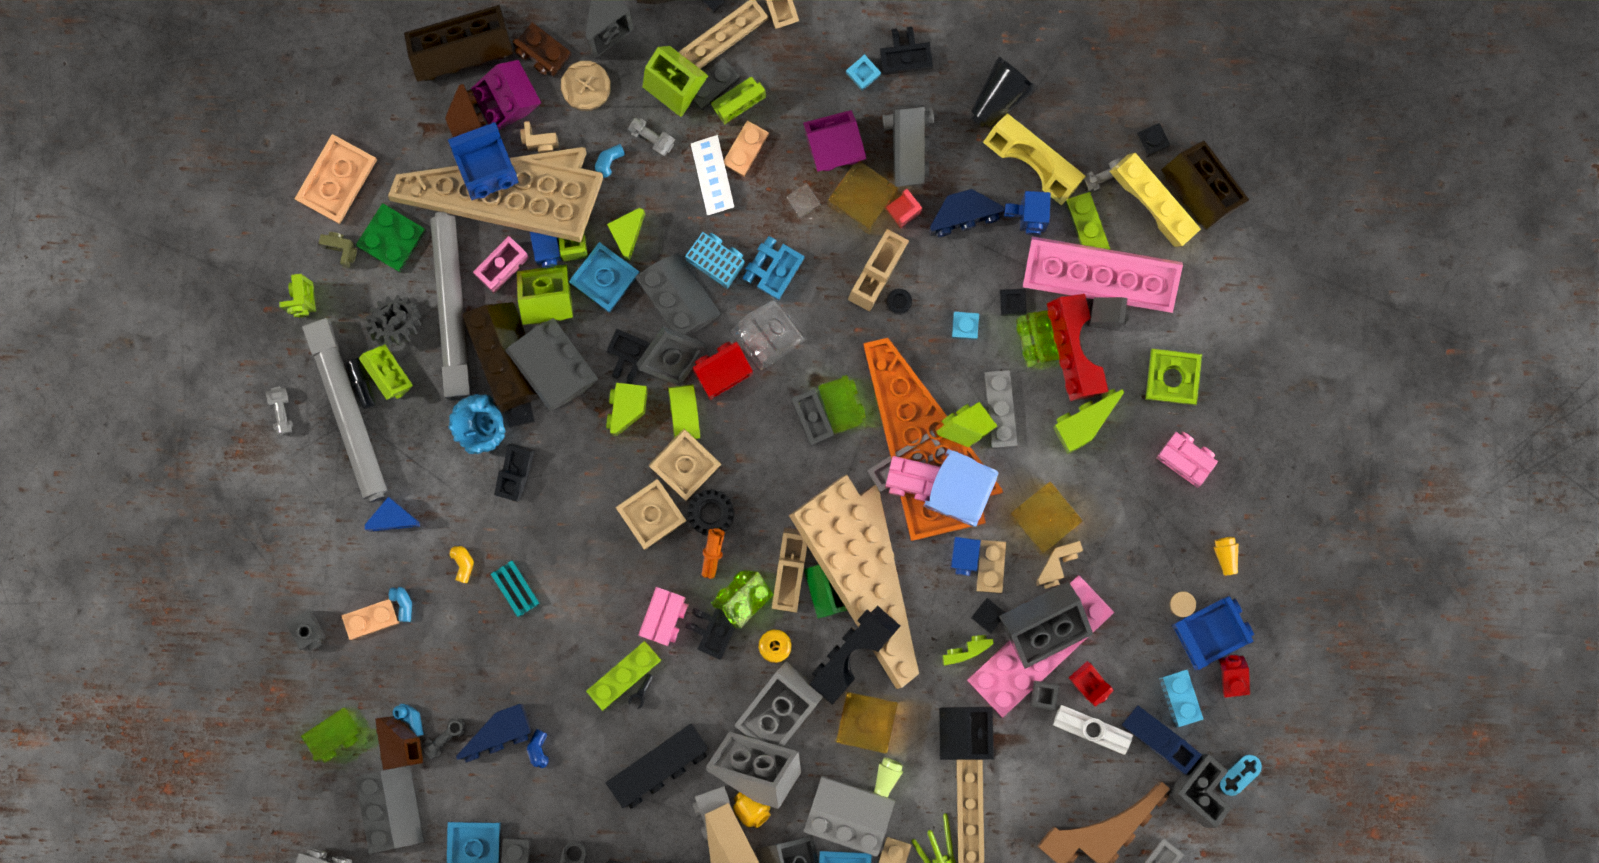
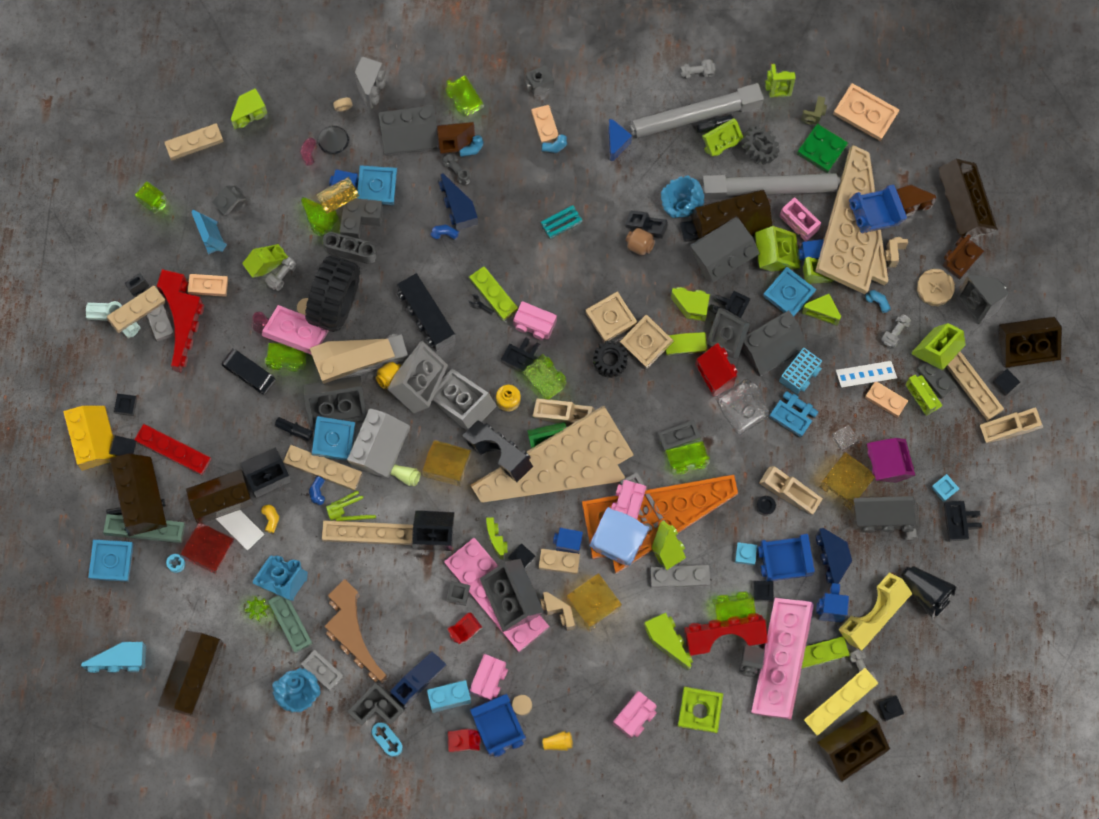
camera: 90 degrees right, 10 degrees down
(464, 562) = (582, 188): yellow arm -> none
(505, 94) = (928, 229): magenta slope -> none
(542, 479) = (640, 241): none -> medium nougat head
(712, 552) = (579, 357): orange axle -> none
(904, 209) = (837, 512): coral panel -> none
(969, 273) = (786, 558): none -> blue panel
(1108, 735) = (425, 639): white piece -> none
(1153, 649) = (488, 678): none -> bright pink brick

